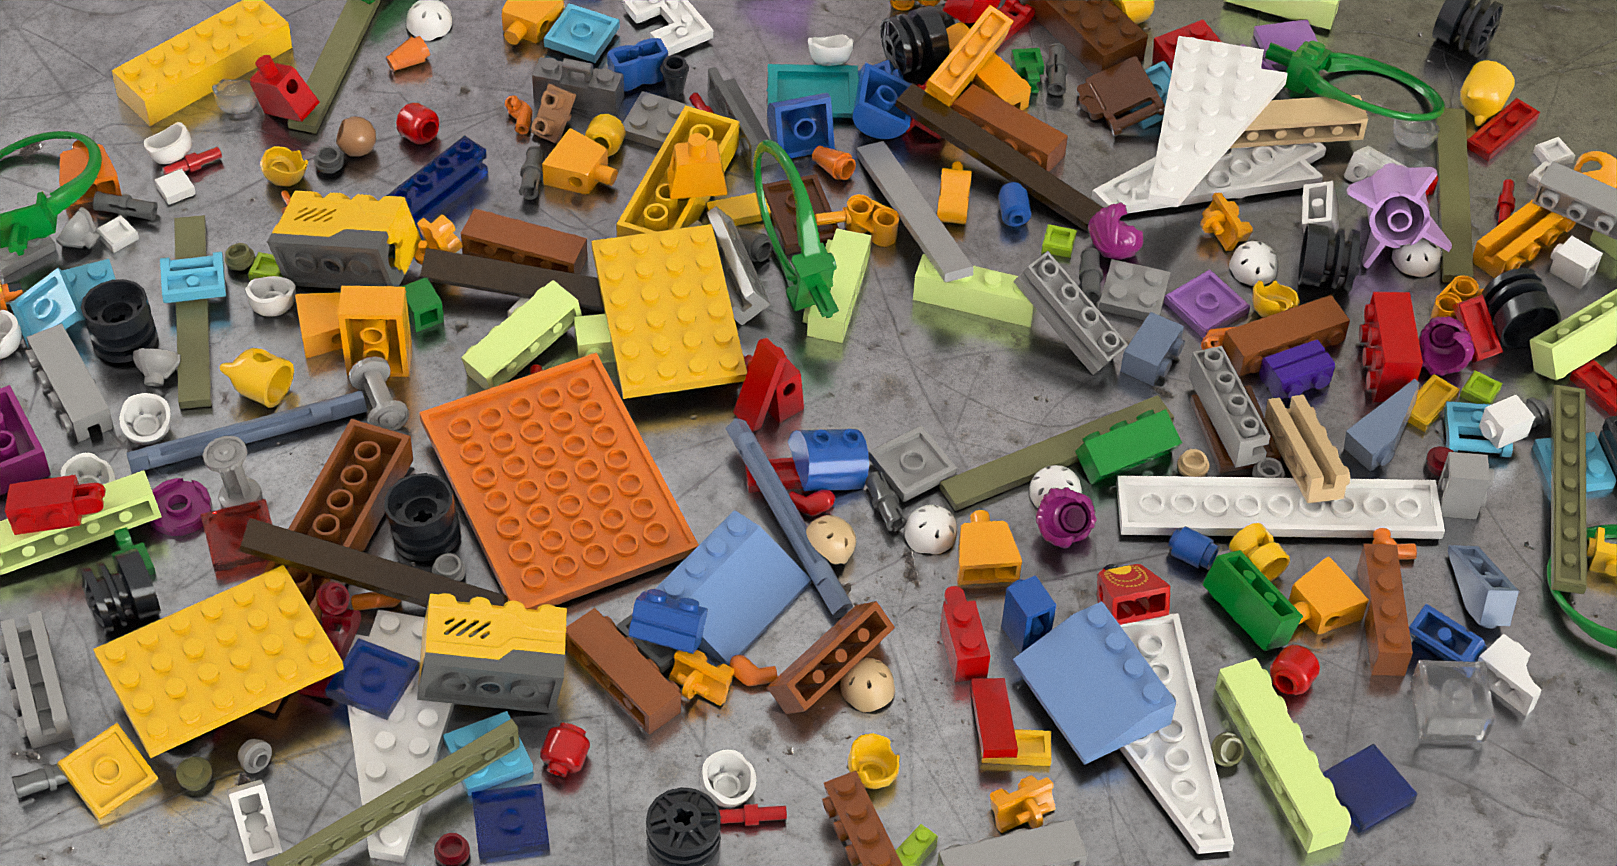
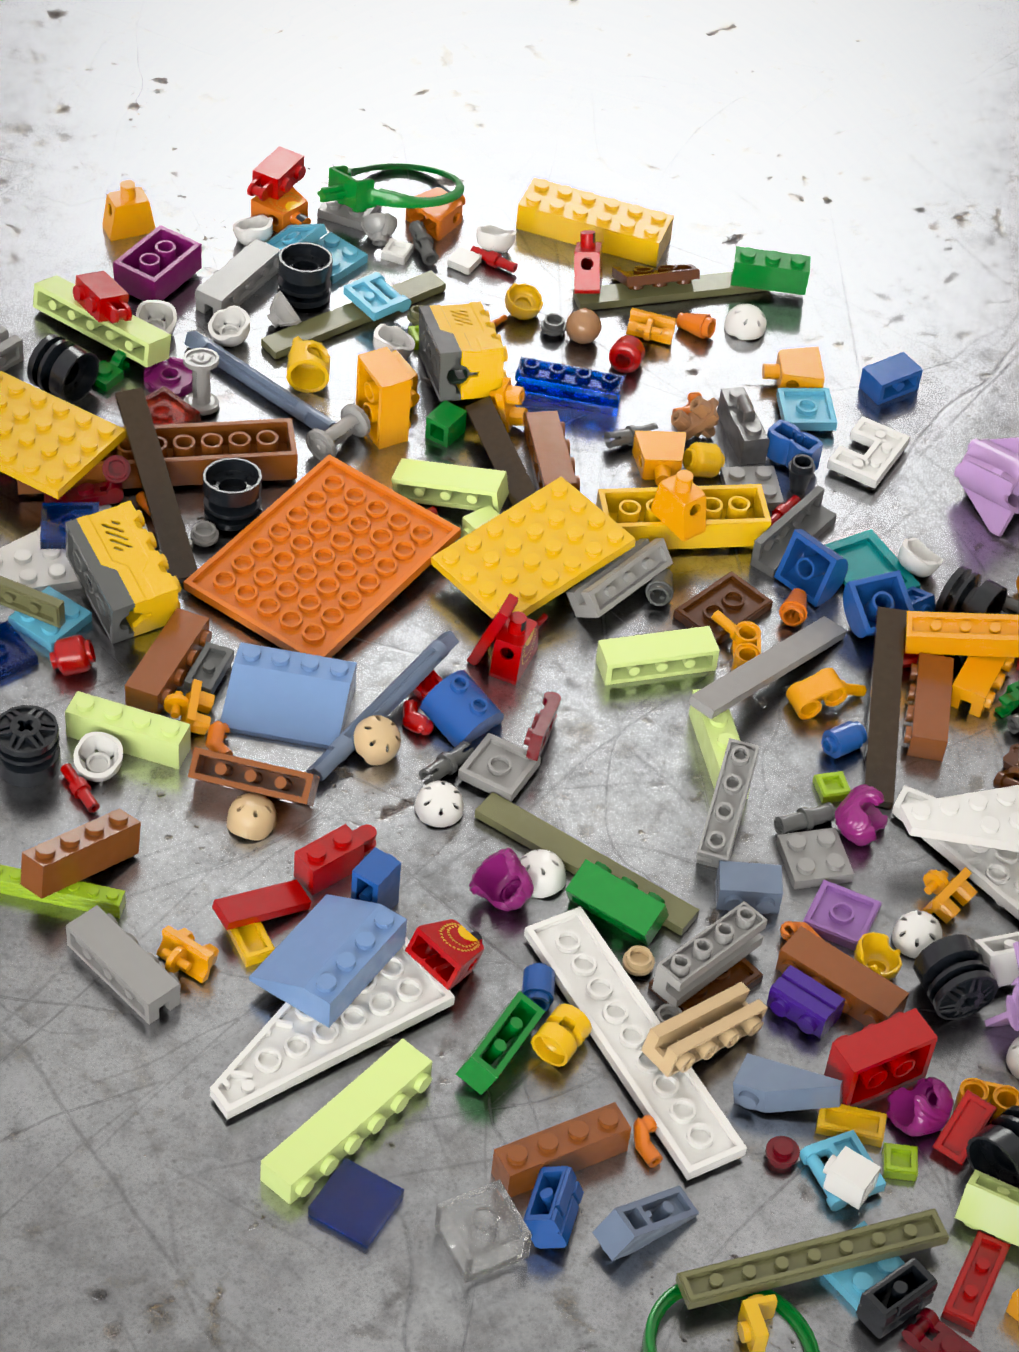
camera: 60 degrees right, 5 degrees down
(235, 96) = (565, 249): clear helmet -> none
(326, 47) = (658, 278): none -> reddish brown wing
(388, 88) = (651, 326): none -> light orange hips
(668, 621) = (216, 660): blue brick -> none
(713, 729) = (139, 731): none -> yellowish green brick
(741, 209) = (694, 568): yellow tile -> none
(814, 267) = (622, 604): green brick -> none
(873, 761) = (168, 839): yellow hair -> none
(890, 404) = (542, 725): none -> plate
(987, 552) = (435, 843): light orange torso -> none
(1227, 749) = (330, 1079): olive plate -> none
(1294, 670) = (446, 1101): red head -> none
(1327, 598) = (543, 1098): light orange torso -> none
(1464, 485) = (746, 1165): light grey brick -> none
(1509, 675) = (555, 1272): white arch -> none
(1539, 410) = (898, 1207): dark grey plate -> none

